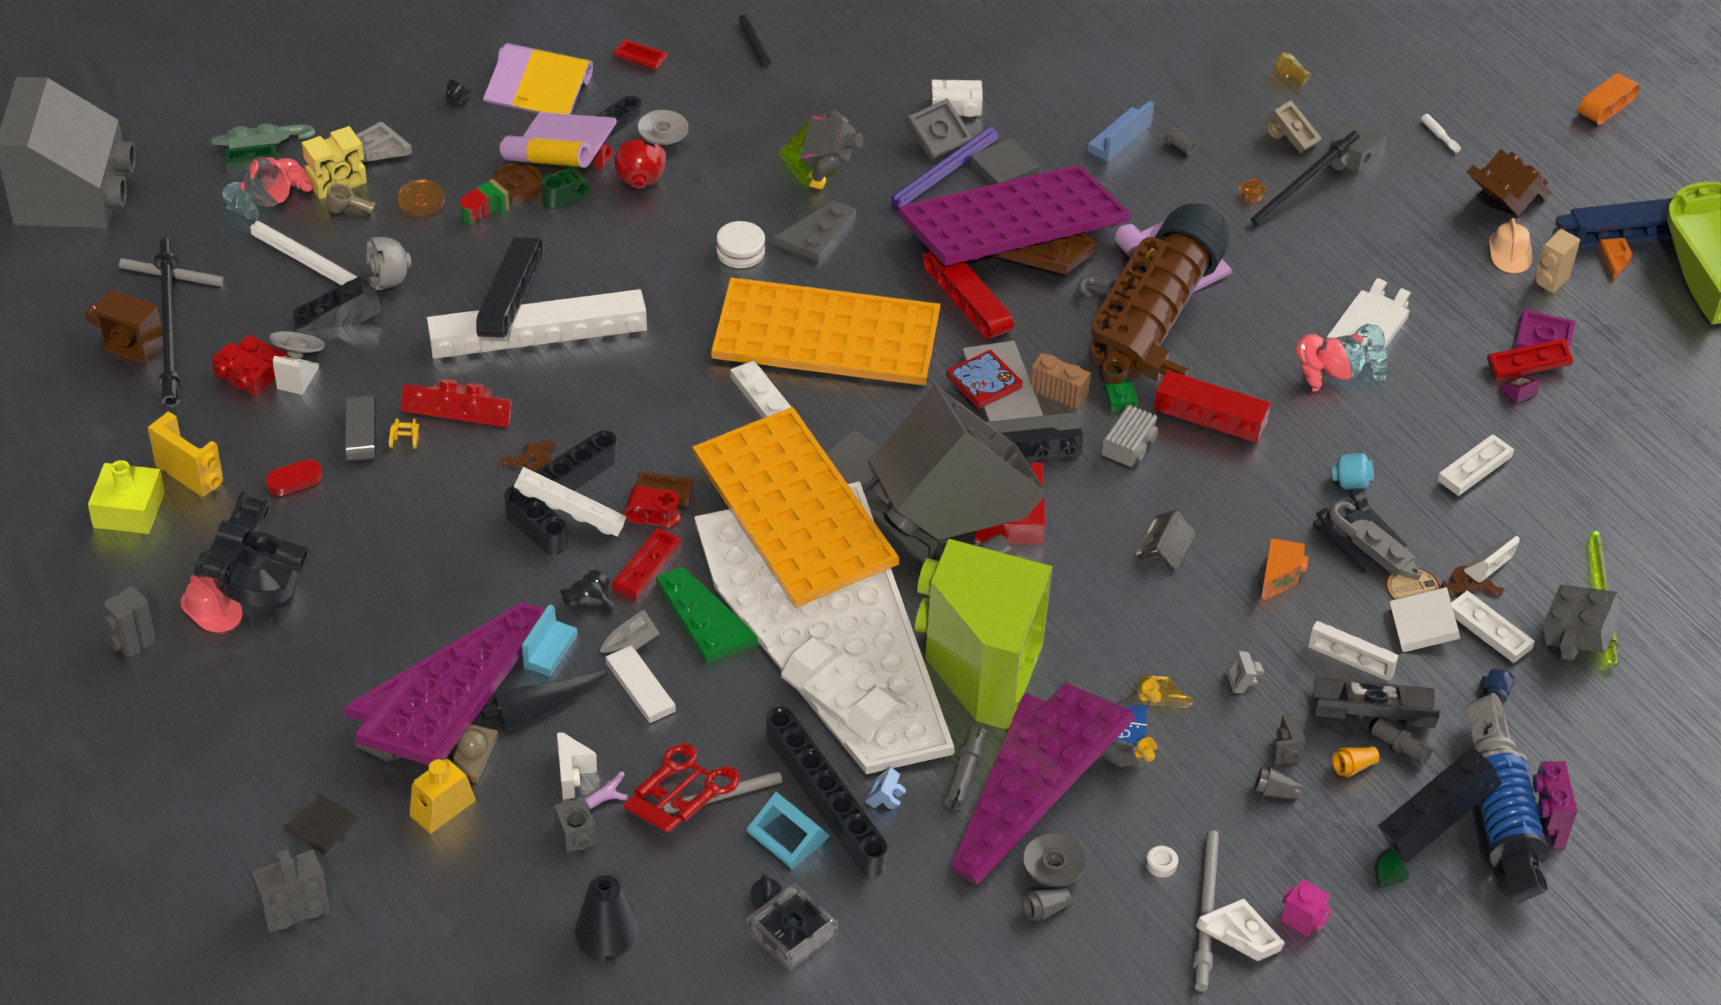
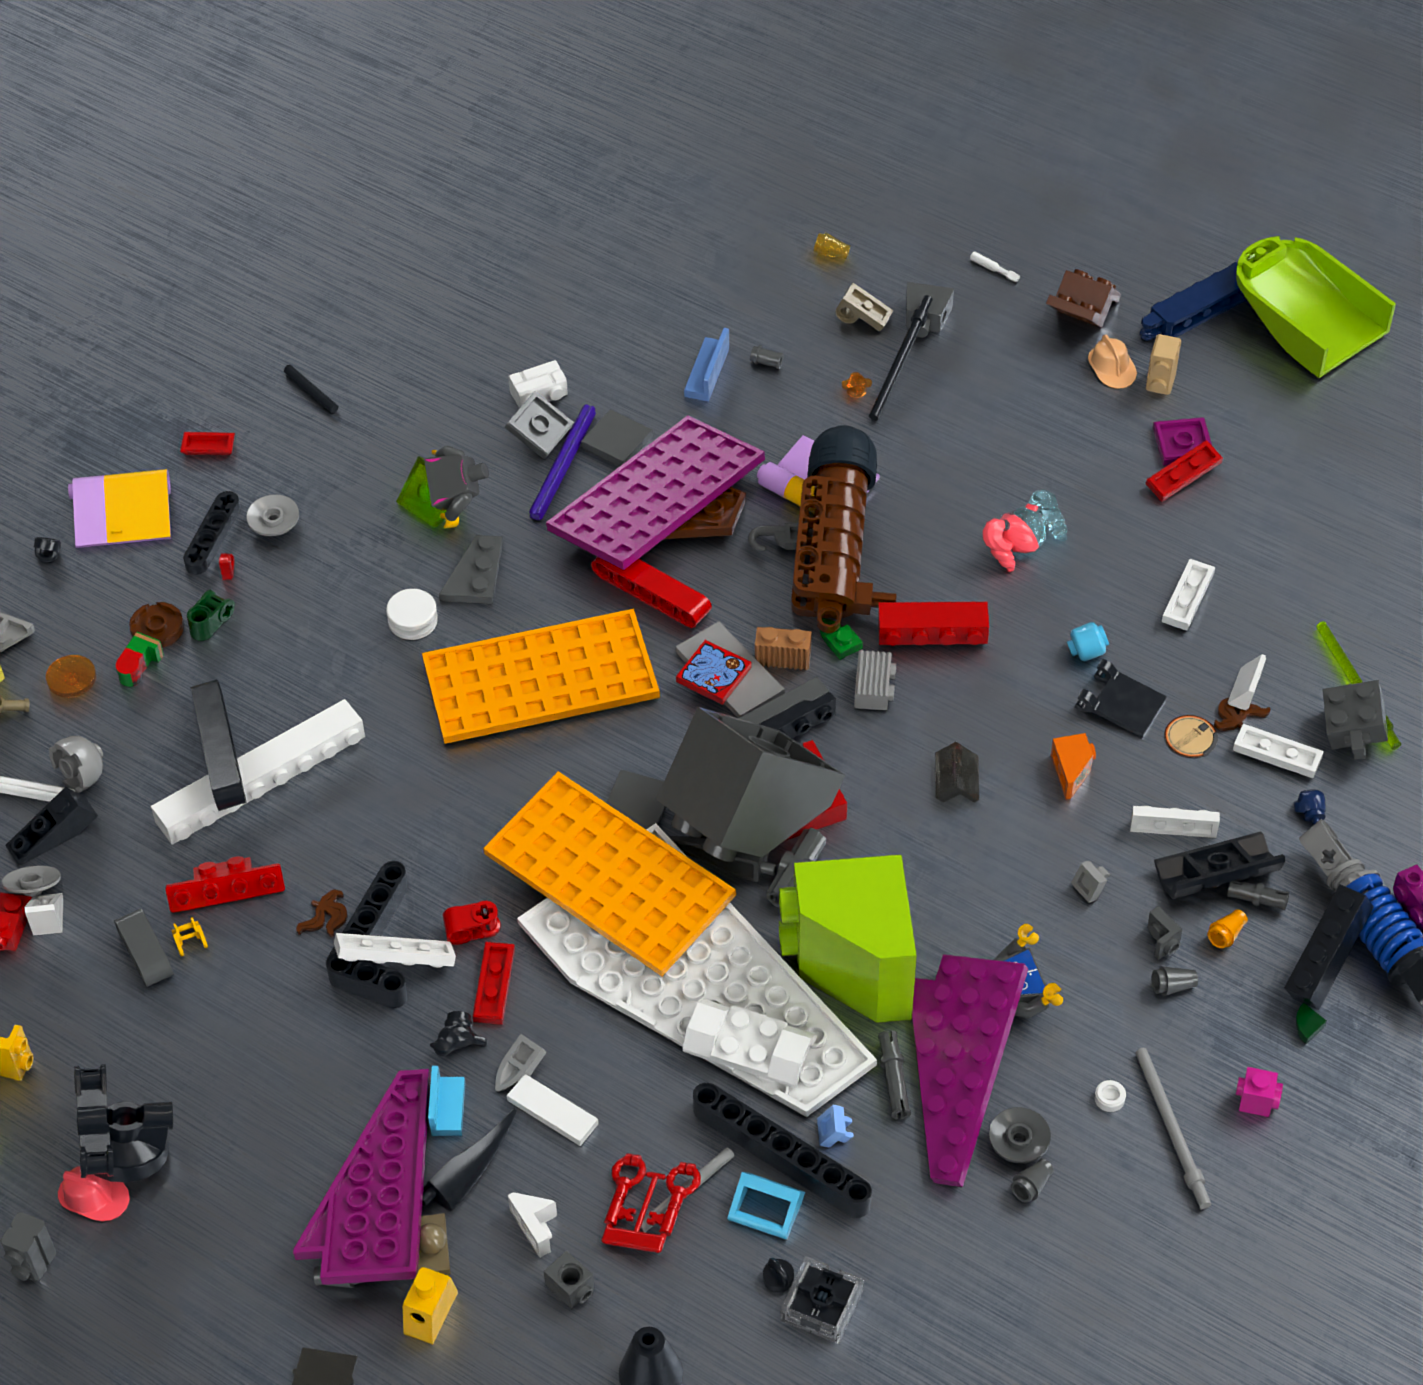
camera: 20 degrees left, 5 degrees up
(294, 477) = (103, 1025): red tile -> none
(559, 140) = (179, 565): lavender door -> none
(606, 793) = (579, 1233): lavender bar -> none
(639, 163) = (273, 565): red cylinder -> none
(682, 486) = (472, 894): reddish brown plate -> none
(704, 617) = (580, 1019): green wing -> none
(758, 389) = (511, 763): white plate -> none
(1170, 694) = (1012, 923): clear yellow tile -> none
(1242, 929) = (1215, 1136): white wing -> none
(1374, 309) = (1024, 475): white tile -> none
(1376, 543) = (1142, 706): dark grey plate -> none
(1425, 619) = (1220, 766): white tile -> none
(1520, 387) = (1188, 501): magenta slope -> none
(1608, 98) = (1125, 181): orange beam -> none
(1616, 255) = (1205, 337): orange tile -> none

